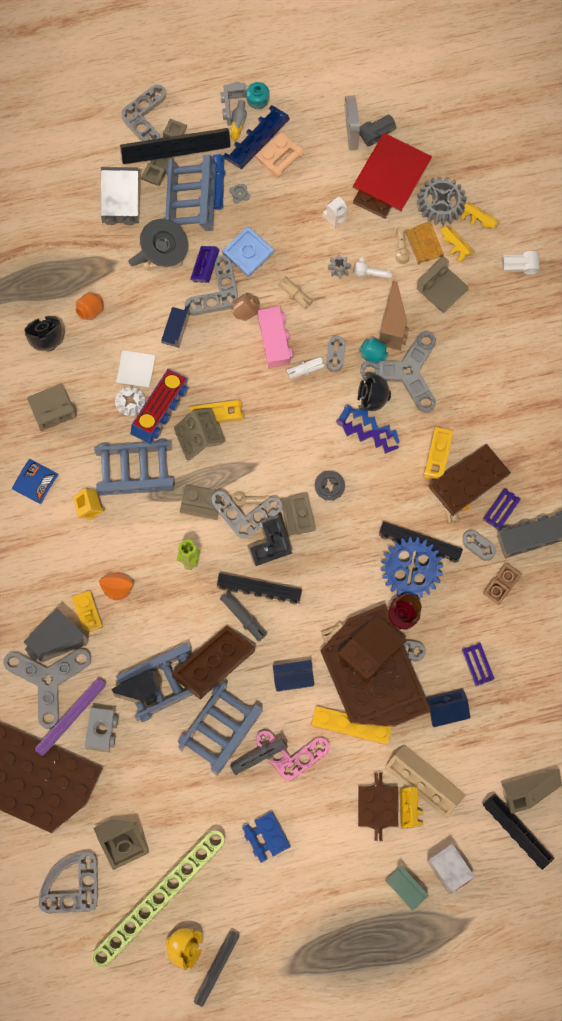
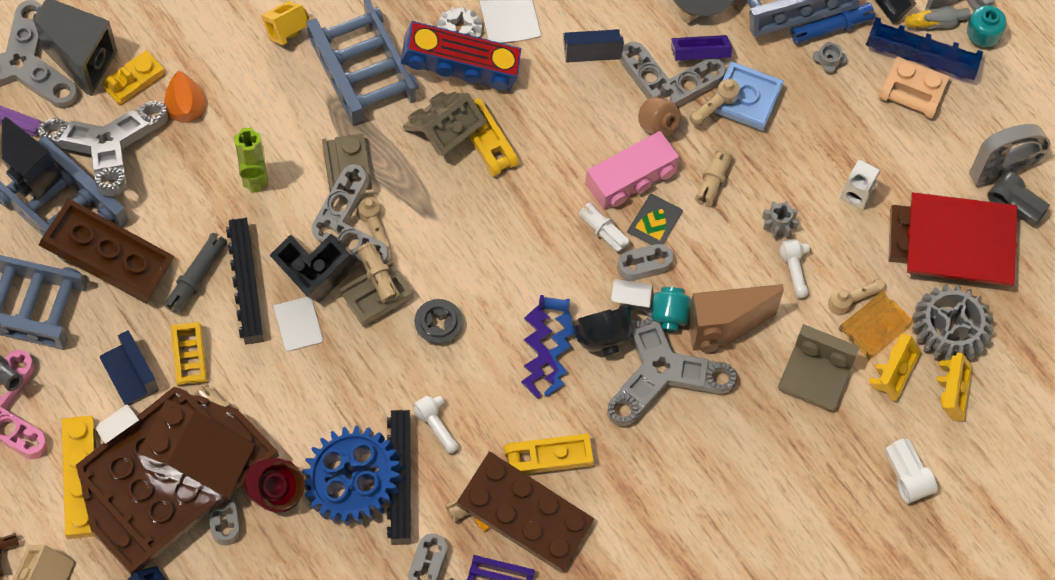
camera: 65 degrees right, 10 degrees down
(124, 651) = (106, 157): none -> light grey piece
(245, 261) = (727, 93): none -> tan piece
(290, 507) = (377, 272): none -> tan pin
(293, 644) = (183, 330): none -> yellow slope
(297, 568) = (298, 323): none -> white sticker
(309, 338) = (655, 220): none -> dark grey sticker
(329, 692) = (116, 423): none -> white sticker
(355, 369) = (631, 293): none -> white sticker
(385, 512) = (427, 411): none -> white piece

